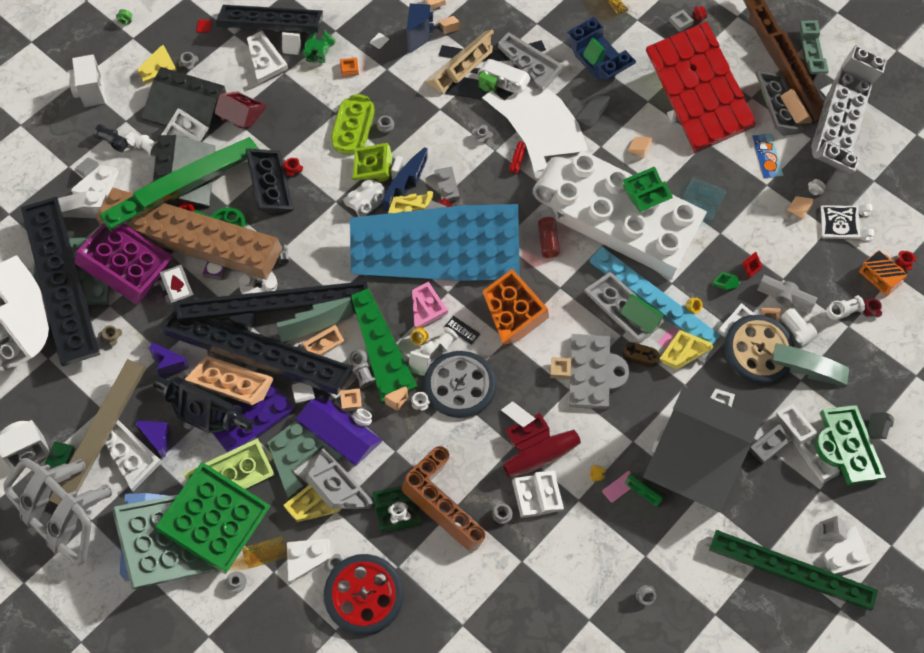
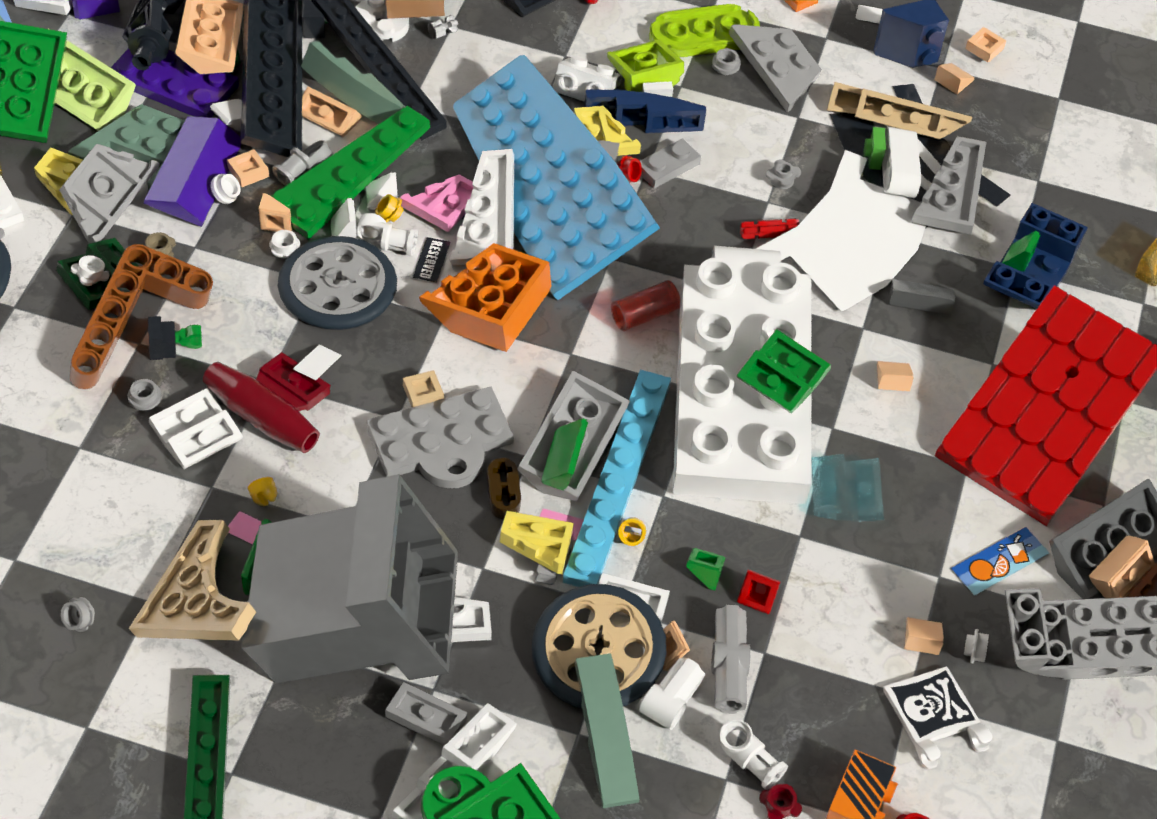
camera: 60 degrees right, 10 degrees down
(390, 464) = (161, 242): none -> dark tan plate
(399, 98) = (778, 60): none -> light grey wing
(402, 335) = (379, 188): none -> white slope
(451, 285) = (489, 209): none -> white wing
(467, 487) = (164, 338): none -> black piece
(663, 536) = (187, 597): none -> tan plate

